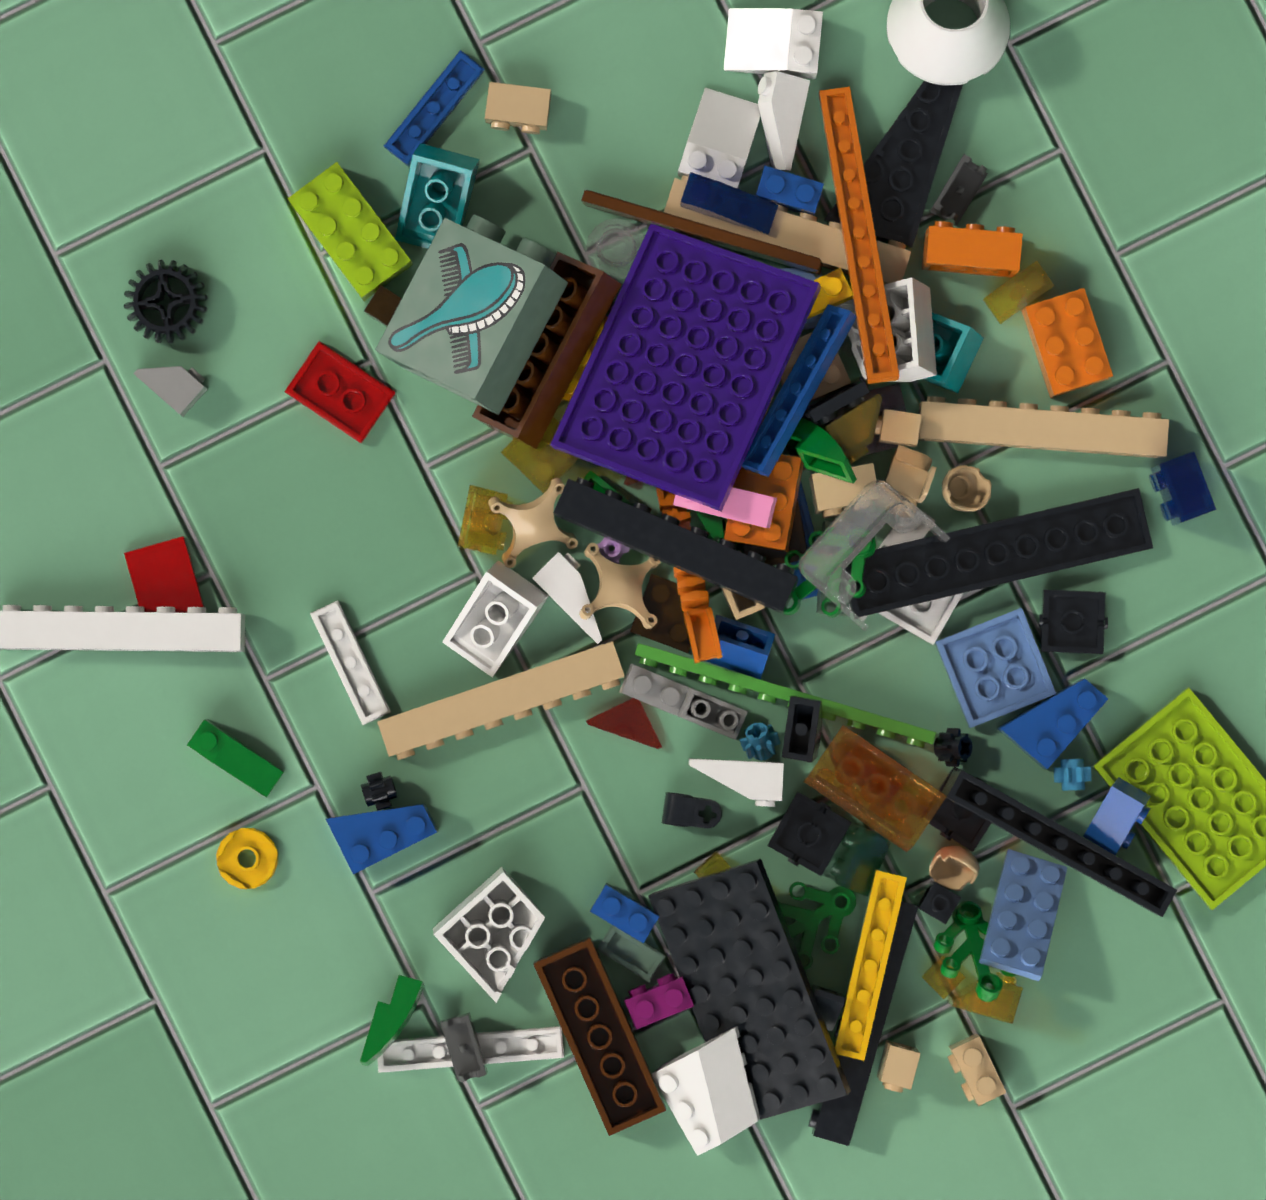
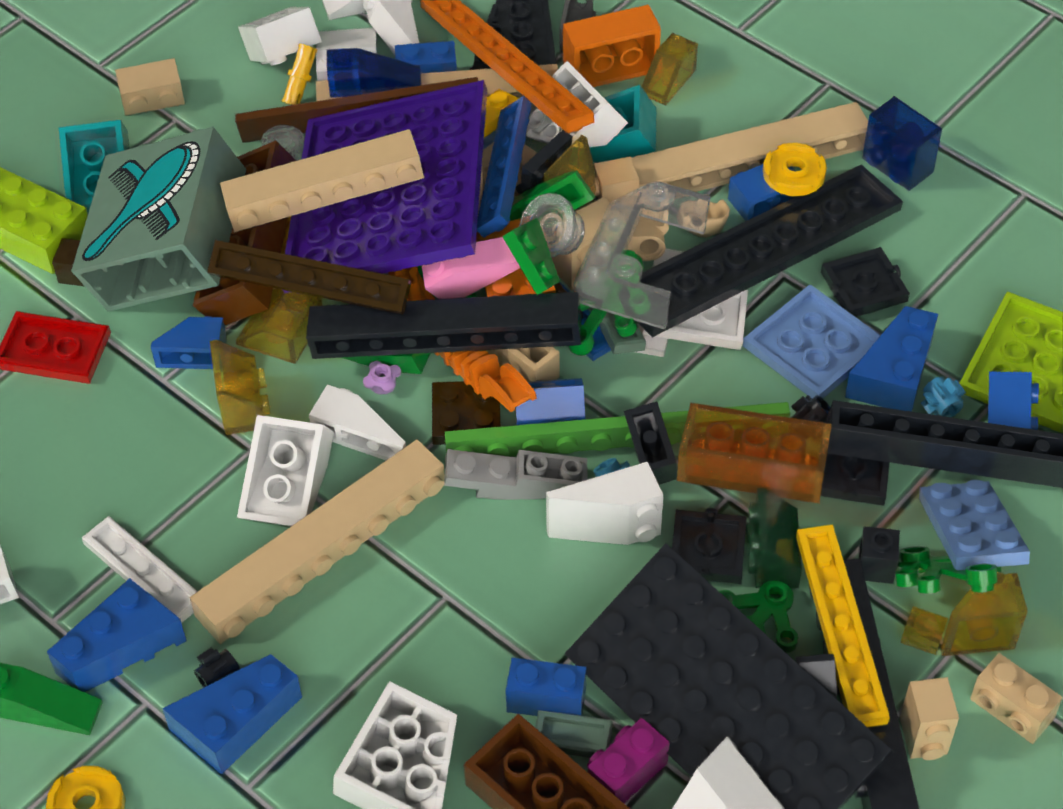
camera: 20 degrees left, 35 degrees down
(310, 727) = (114, 636): none -> blue wedge
(434, 107) = (74, 110): blue tile -> none
(463, 447) = (189, 343): none -> blue slope
(533, 522) = (289, 369): tan piece -> none
(574, 463) = (309, 277): none -> dark brown plate
(619, 586) = (404, 396): tan piece -> none
(624, 359) = (321, 180): none -> tan brick
(628, 722) = (467, 518): clear red tile -> none
(661, 101) = (279, 35): none -> white brick
(662, 160) = (299, 74): none -> yellow pin
(684, 811) = (570, 568): black piece -> none
(773, 525) = (533, 255): none -> green wing
(804, 495) = (560, 223): none -> clear piece
(954, 867) = (875, 509): tan hair -> none
(1037, 478) = (752, 194): none -> blue brick
(1067, 342) = (732, 87): orange brick -> none
(1086, 482) = (794, 182): none -> yellow tile

